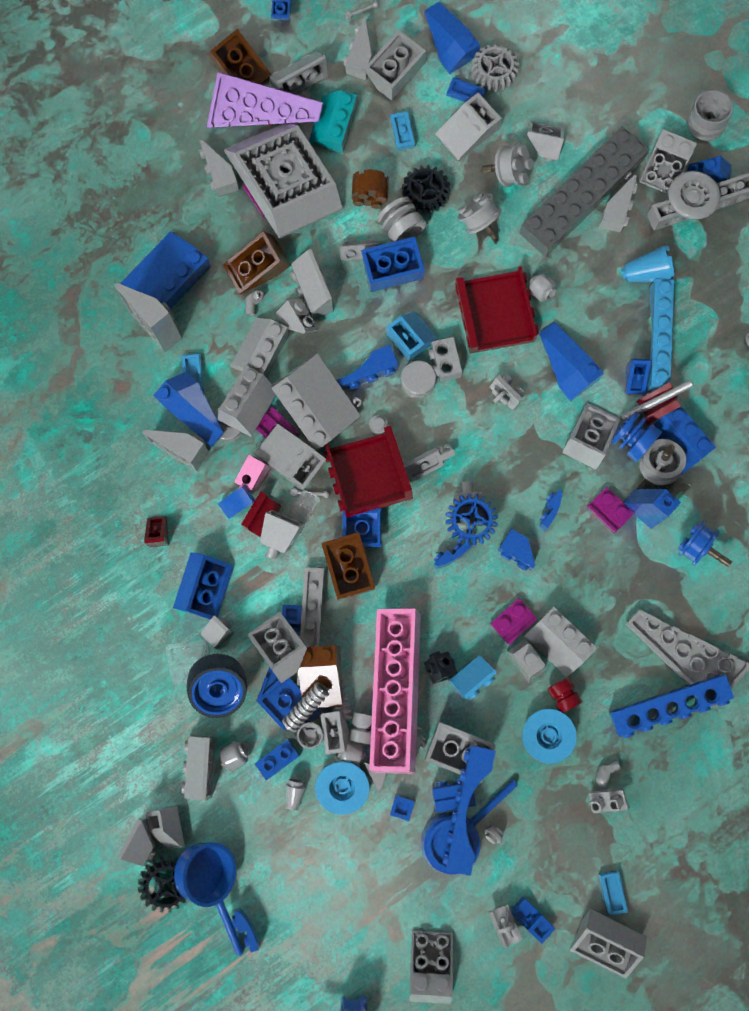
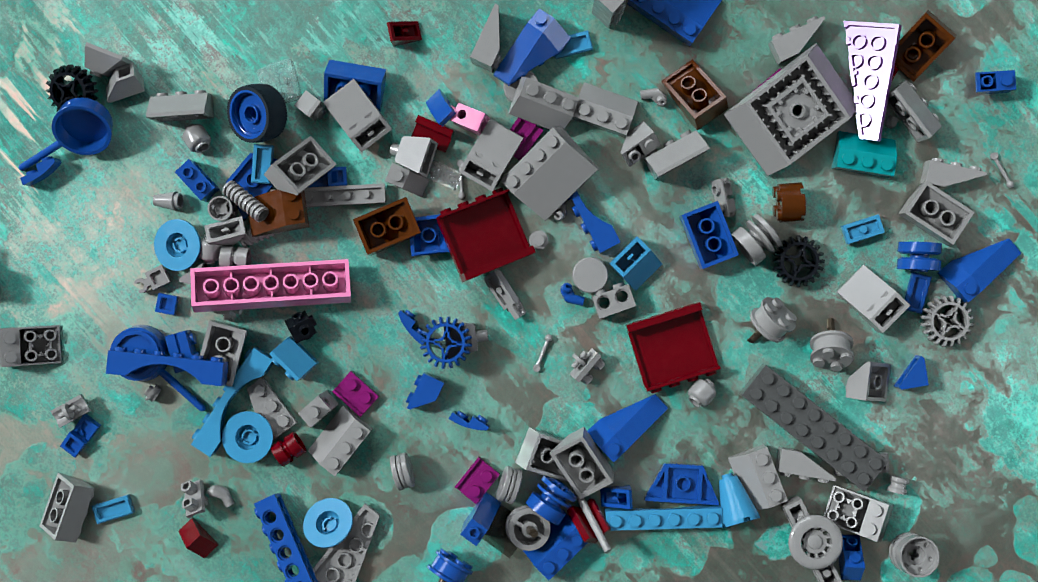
camera: 80 degrees right, 10 degrees up
(233, 583) = (357, 115): none -> light grey slope
(269, 688) = (262, 160): none -> dark azure tile
(304, 545) = (407, 180): none -> light grey slope
(374, 817) = (155, 278): none -> light grey plate
(433, 82) = (919, 256): none -> blue wheel
(437, 401) = (569, 295): none -> blue arm
(503, 440) = (536, 367): none -> light grey hinge
(516, 712) = (270, 406): none -> light grey wing
(542, 100) = (914, 375): none -> blue slope
(543, 775) = (209, 437): none -> dark azure arch
(597, 580) = (402, 471): none -> light grey head
(602, 403) = (582, 463): none -> light grey slope
(618, 476) = (509, 485): none -> light grey head
(626, 243) = (759, 477): none -> light grey slope
(629, 316) = (682, 485): none -> blue wing
(643, 124) = (898, 485): none -> light grey wheel
(644, 662) = (328, 523): none -> dark azure hat
(650, 804) = (197, 539): none -> dark red slope

